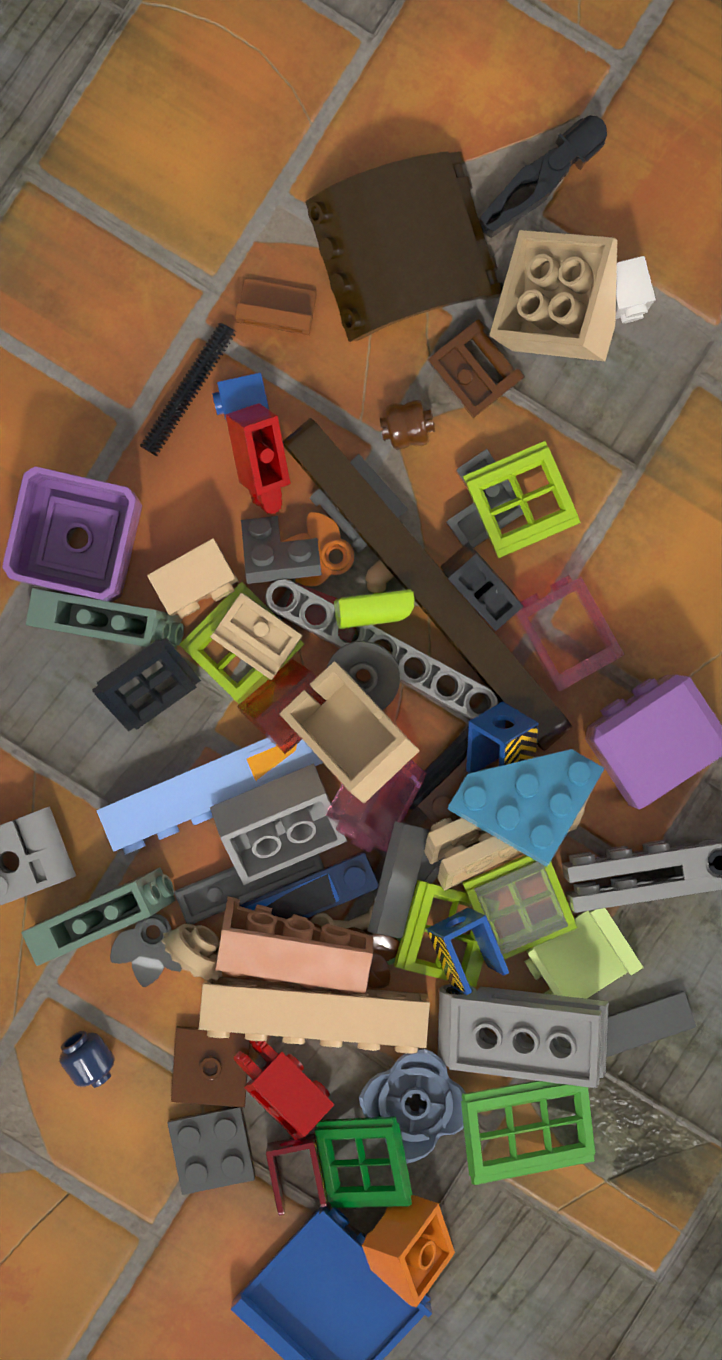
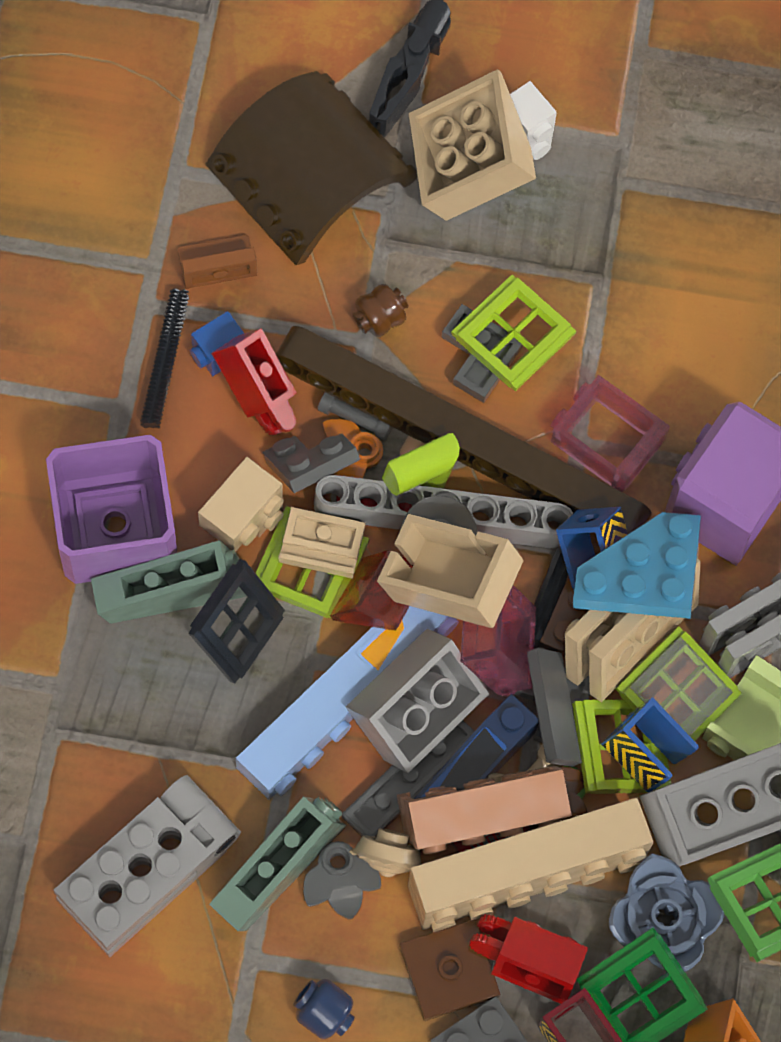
camera: 25 degrees left, 20 degrees down
(467, 377) = (416, 253): reddish brown plate -> none
(481, 586) = (514, 413): black brick -> none

